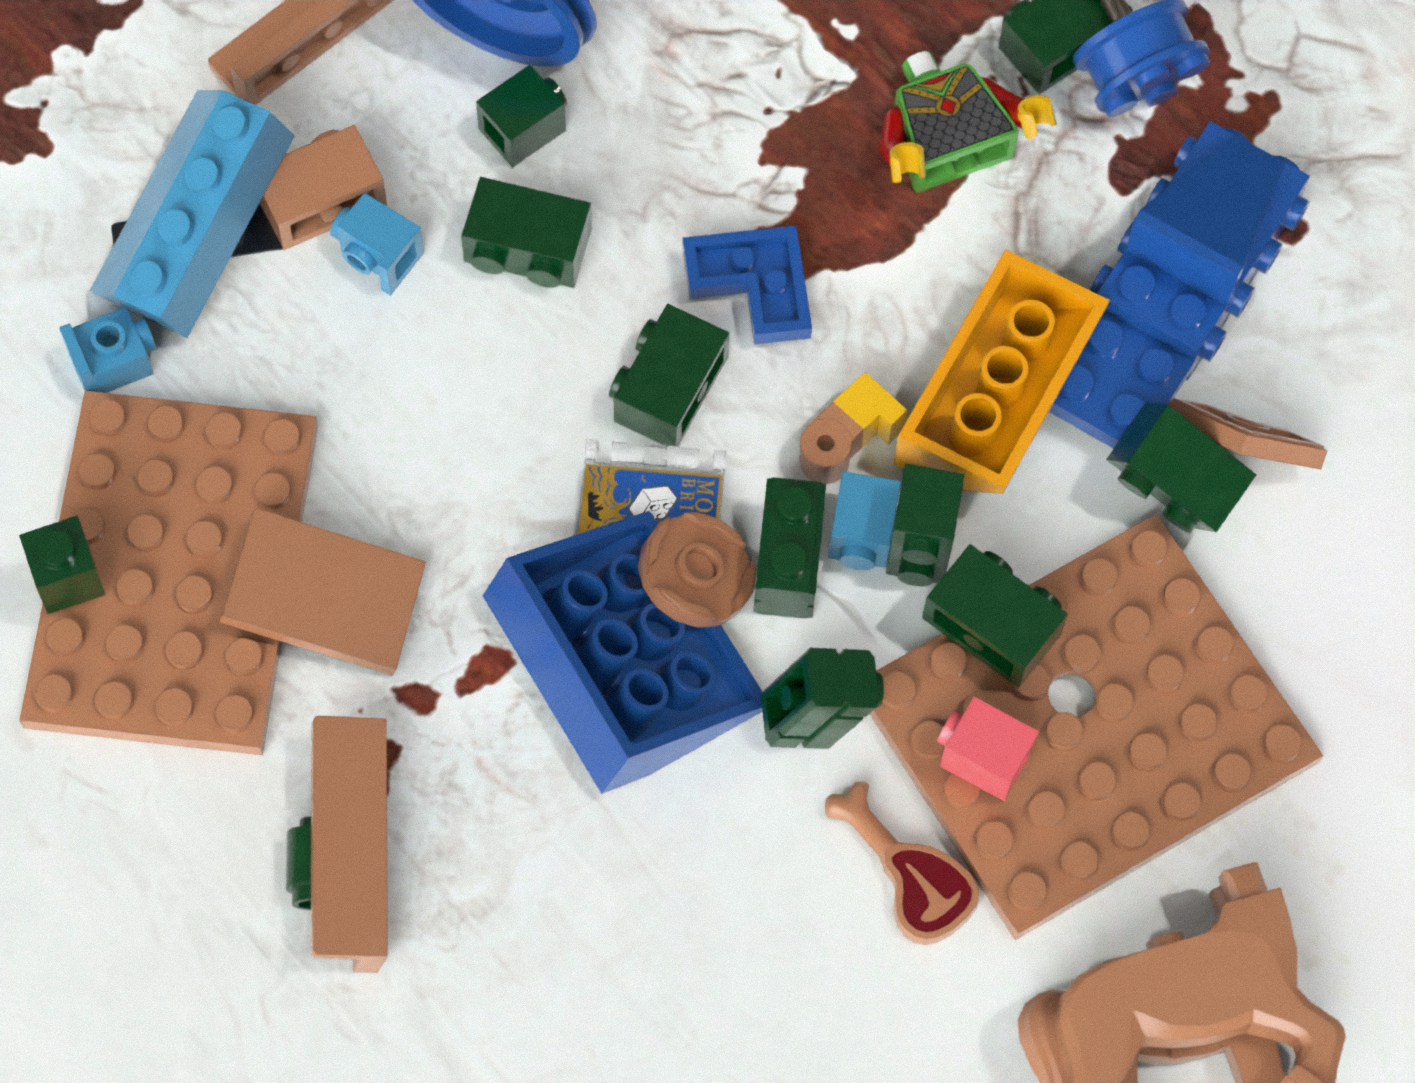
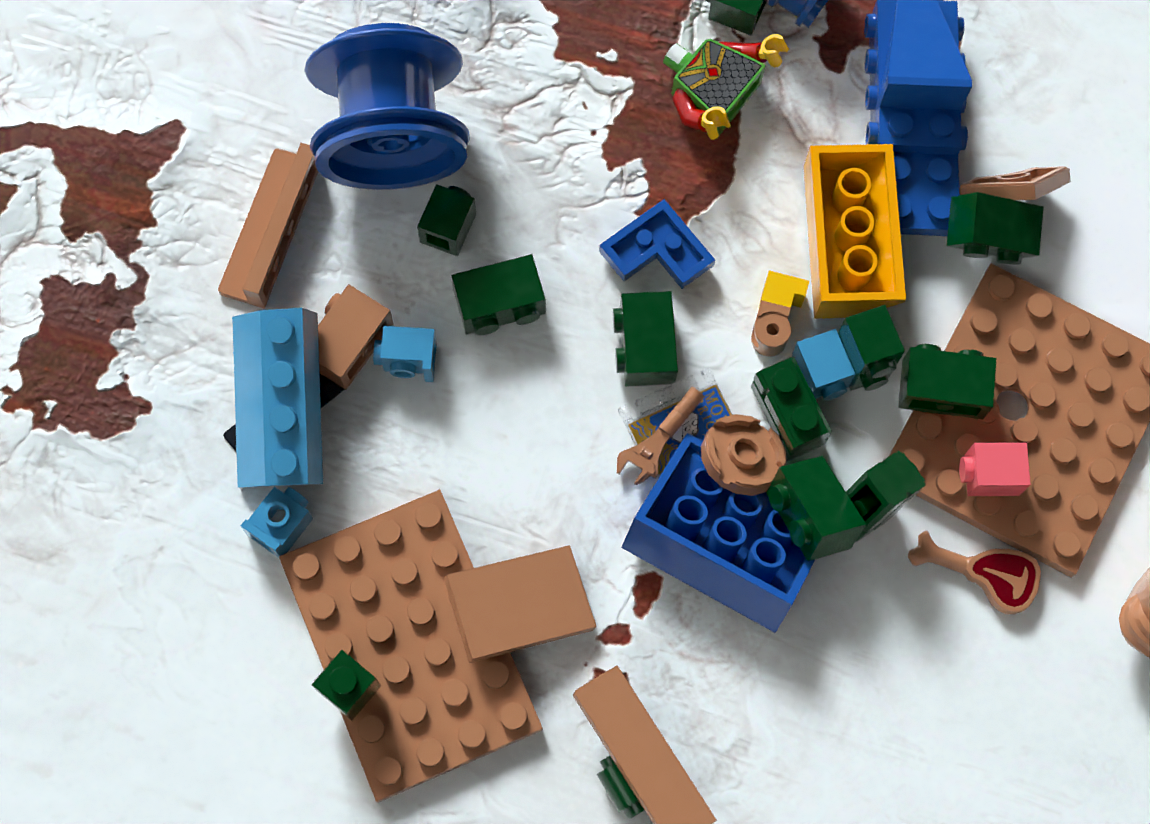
camera: 30 degrees left, 5 degrees up
(588, 507) = (647, 453): none -> nougat piece
(735, 671) = (815, 508): none -> dark green brick

